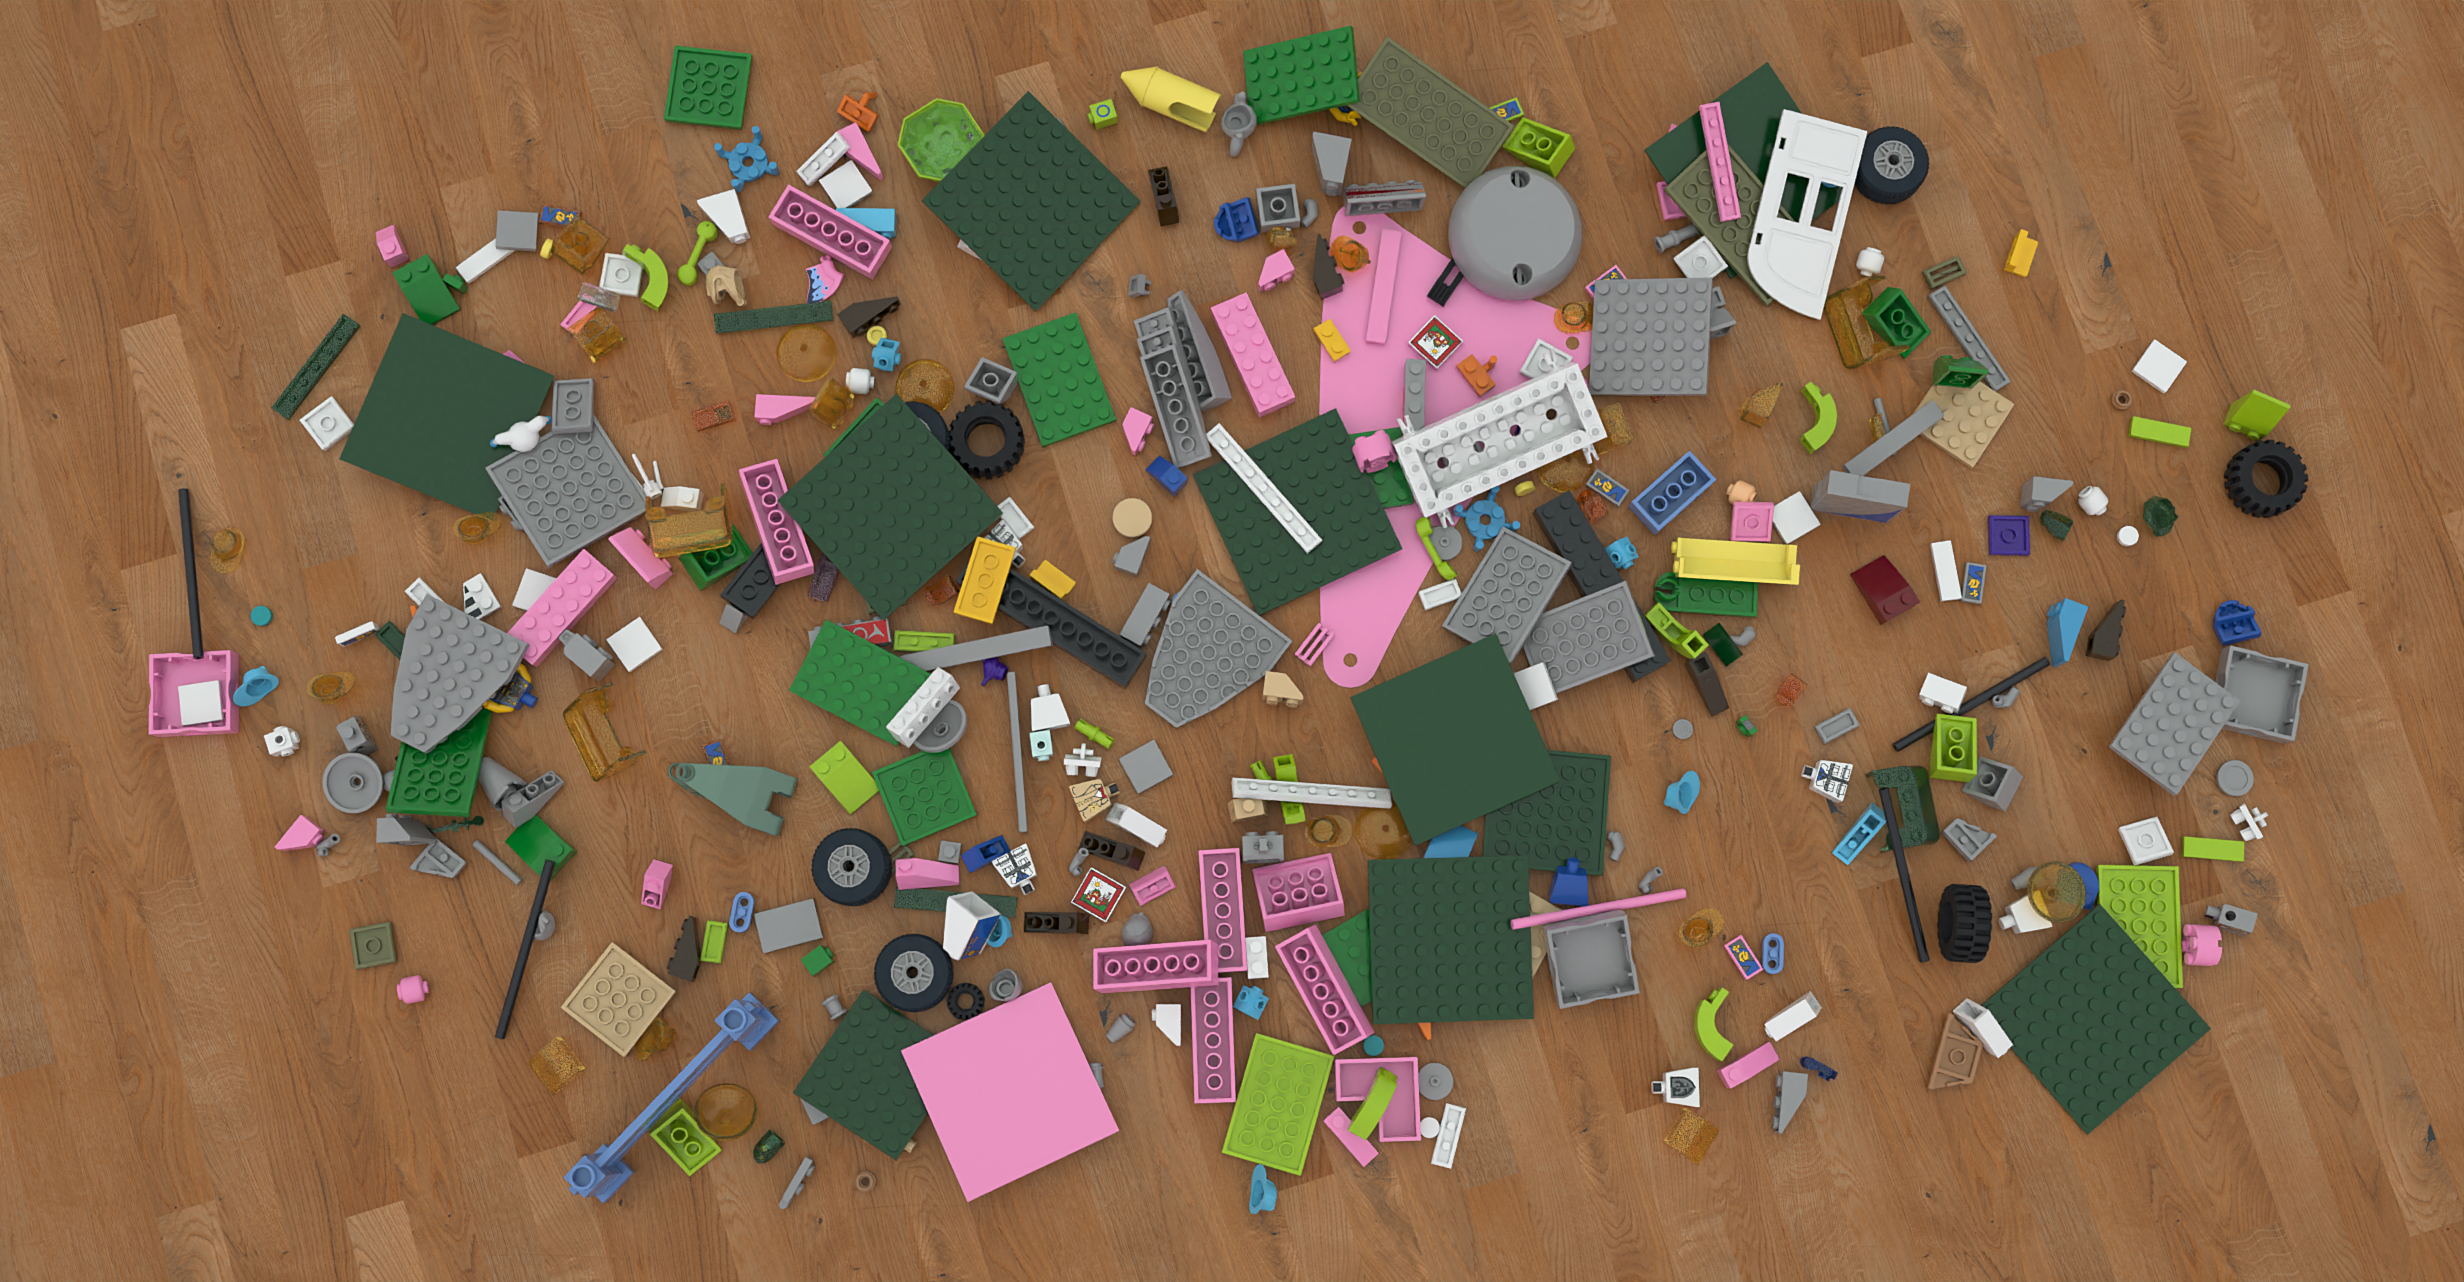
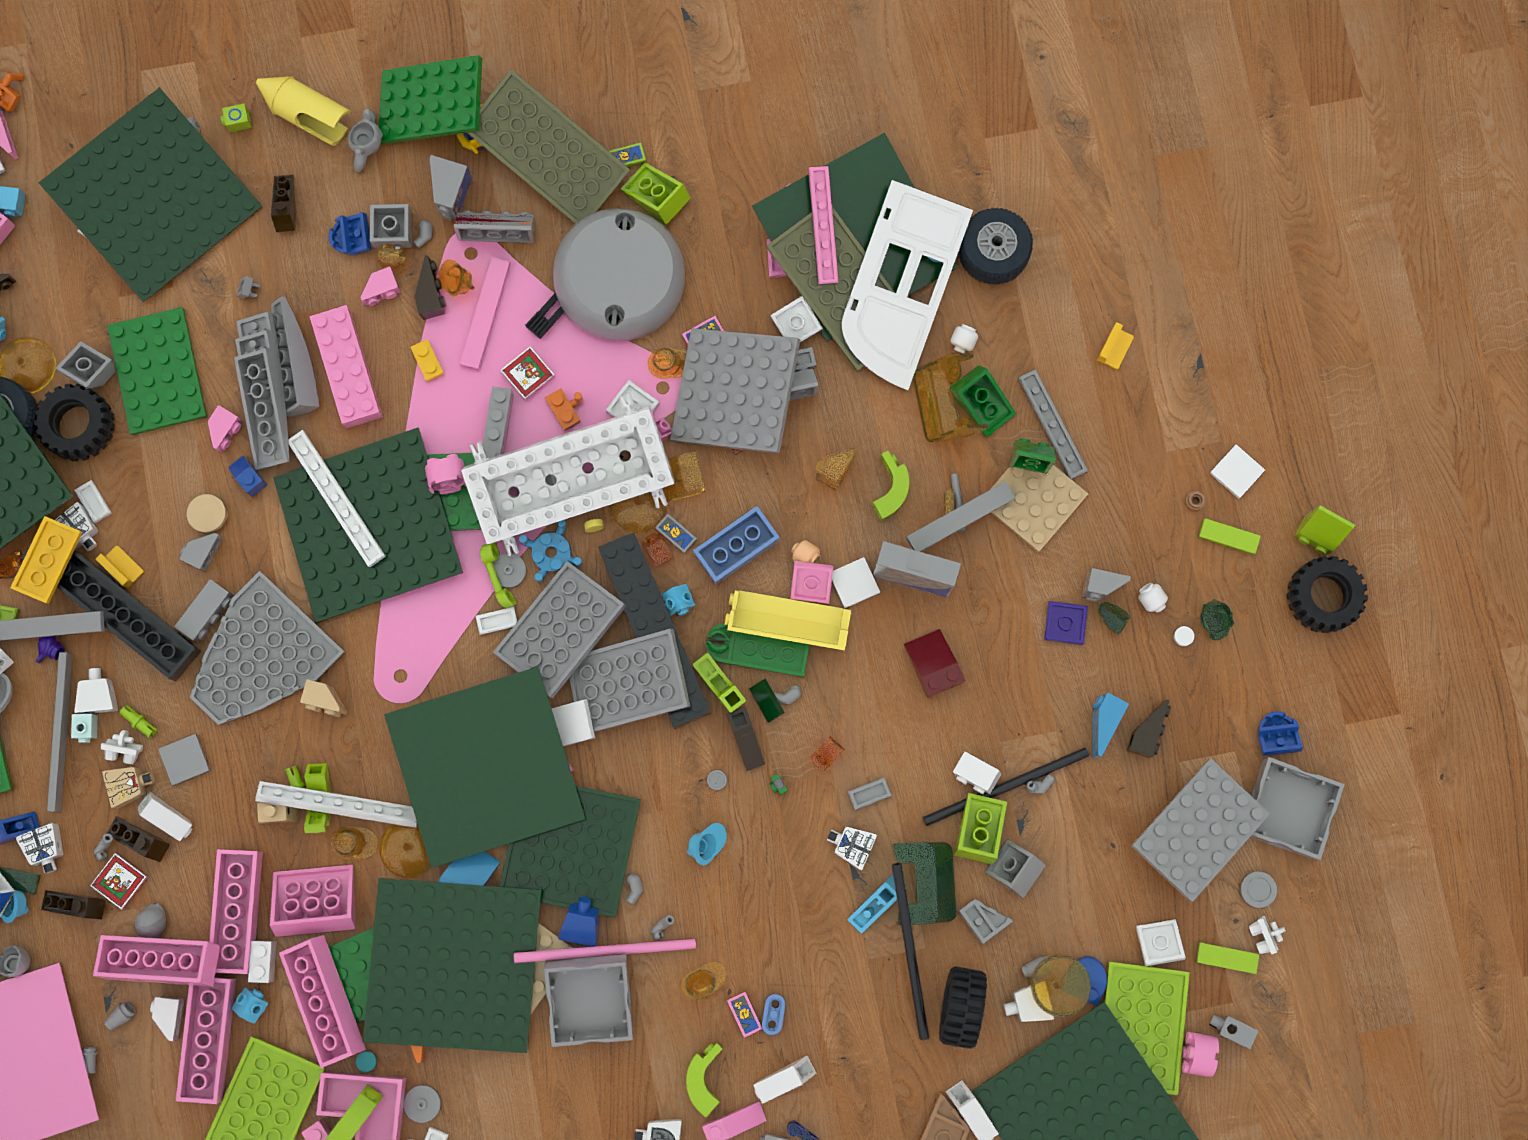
camera: 10 degrees right, 0 degrees up
(938, 138) = (67, 123): clear light blue rock -> none
(1152, 885) = (173, 877): bright pink slope -> none
(1262, 848) = (280, 854): light grey hinge -> none
(1309, 638) = (354, 669): bright pink tile -> none
(1674, 238) = (775, 295): light grey pin -> none
(1929, 279) = (1042, 363): olive tile -> none
(1945, 571) = (998, 651): white tile -> none
(1973, 583) = (1024, 666): tile -> none

